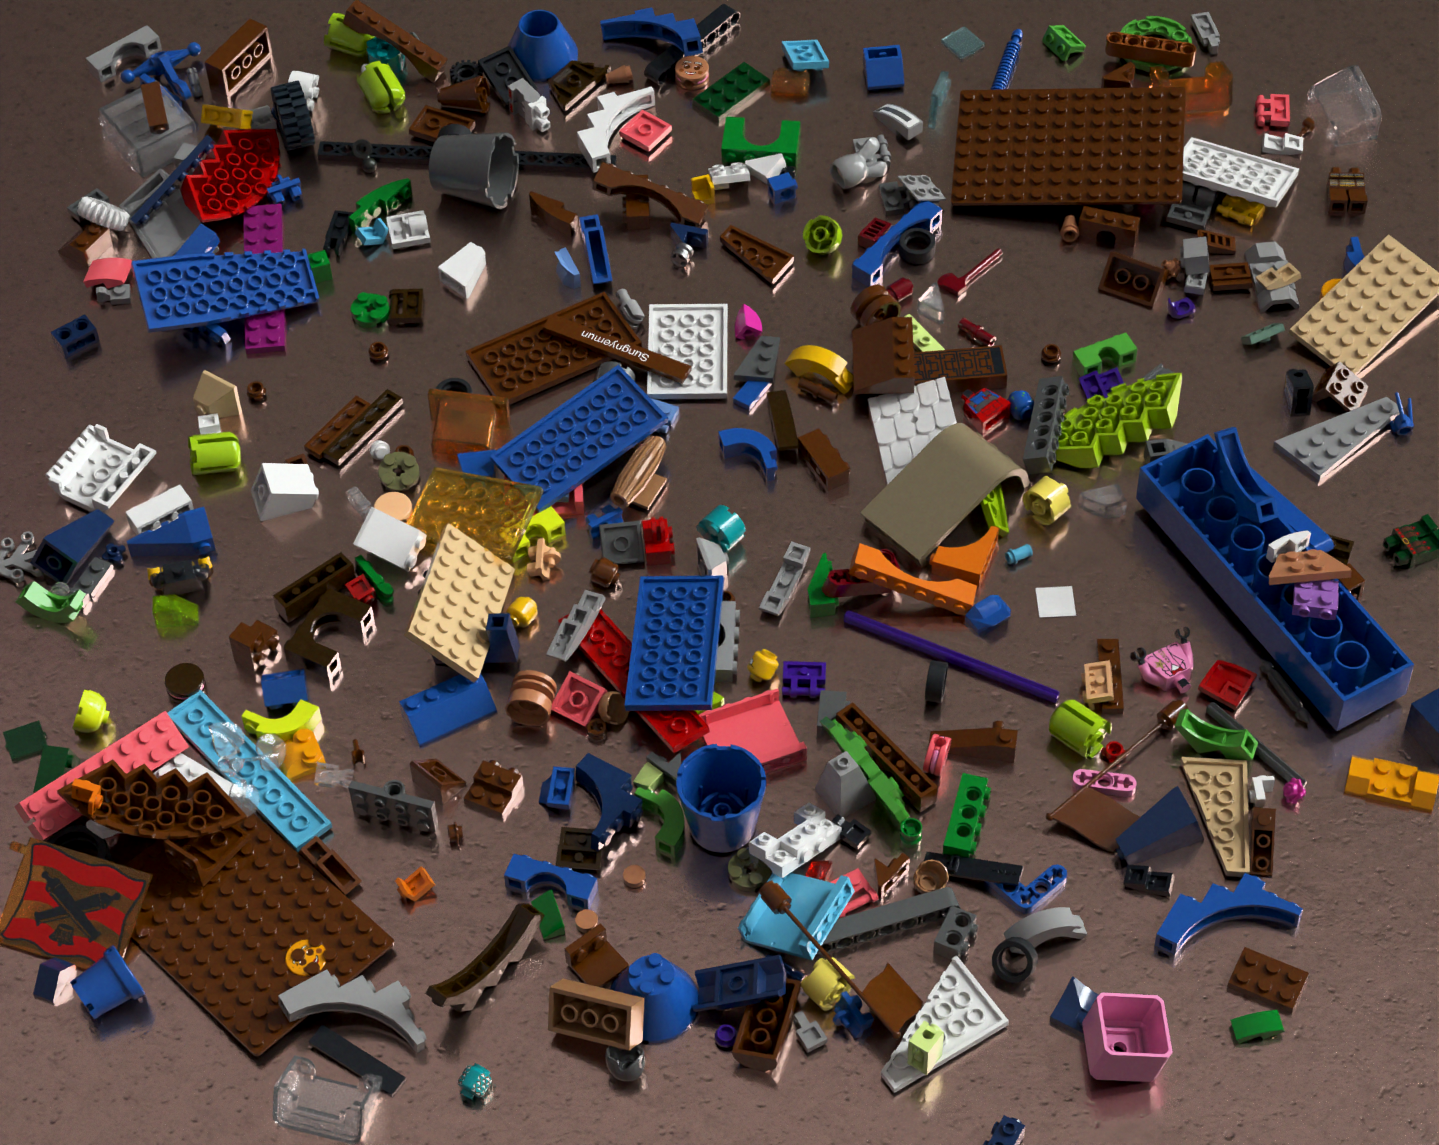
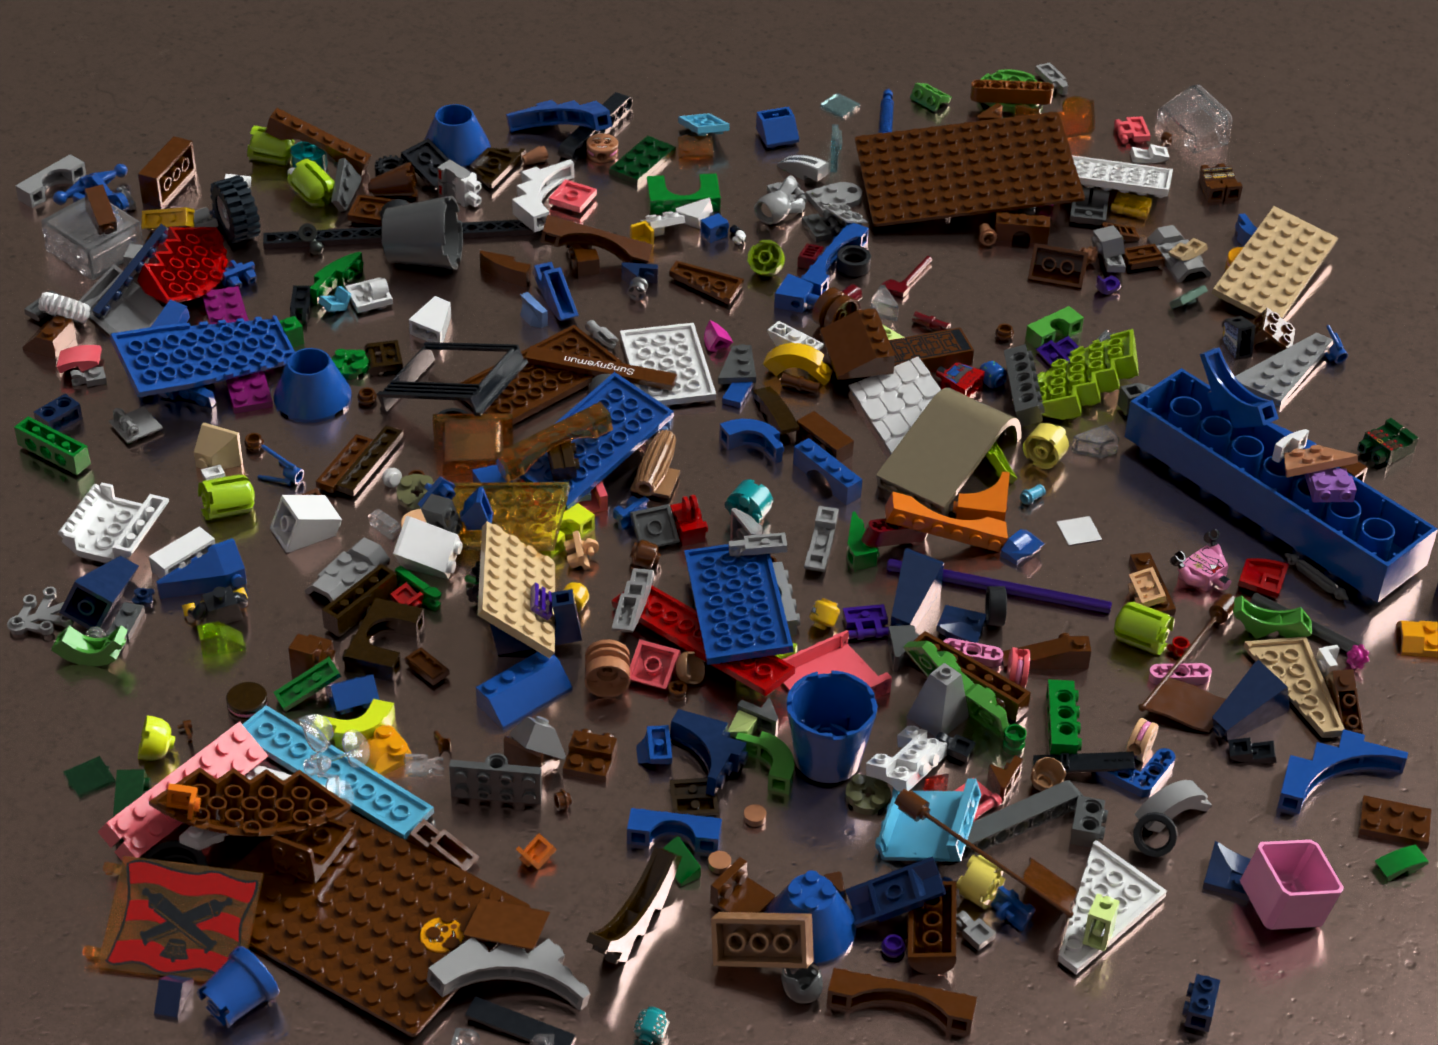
camera: 15 degrees left, 10 degrees down
(61, 372) = (52, 445): none -> green brick
(125, 699) = (187, 726): none -> reddish brown piece
(146, 355) = (134, 424): none -> light grey hinge
(243, 673) = (307, 684): none -> green plate
(283, 430) = (290, 472): none -> blue plant
(314, 550) = (349, 568): none -> light grey piece
(325, 337) = (311, 387): none -> blue cone
(362, 668) = (427, 666): none -> reddish brown plate
(363, 959) = (506, 923): none -> reddish brown piece
(410, 508) = (442, 513): none -> dark grey brick
(414, 93) = (345, 185): none -> dark grey wing
(415, 478) = (441, 488): none -> blue hips
(442, 767) = (538, 736): none -> light grey slope
(446, 507) = (476, 510): none -> blue slope
(475, 375) = (479, 395): none -> black piece
(483, 611) = (545, 603): none -> dark purple tile
(542, 457) = (562, 461): none -> dark brown brick
(569, 425) = (519, 457): none -> clear orange arch
(674, 1075) = (856, 989): none -> reddish brown arch
(690, 963) = (837, 880): none -> reddish brown slope
(711, 584) = (758, 544): none -> light grey hinge
(807, 198) = (739, 234): none -> white arm
(819, 335) = (782, 334): none -> white slope
(824, 512) = (843, 482): none -> blue arch
(842, 281) = (795, 294): none -> blue torso
(861, 652) = (917, 588): none -> dark blue slope
(898, 696) = (961, 624): none -> dark blue plate
(902, 736) = (987, 650): none -> bright pink beam
(923, 160) = (837, 194): none -> light grey plate
(1036, 853) = (1142, 739): none -> light nougat head

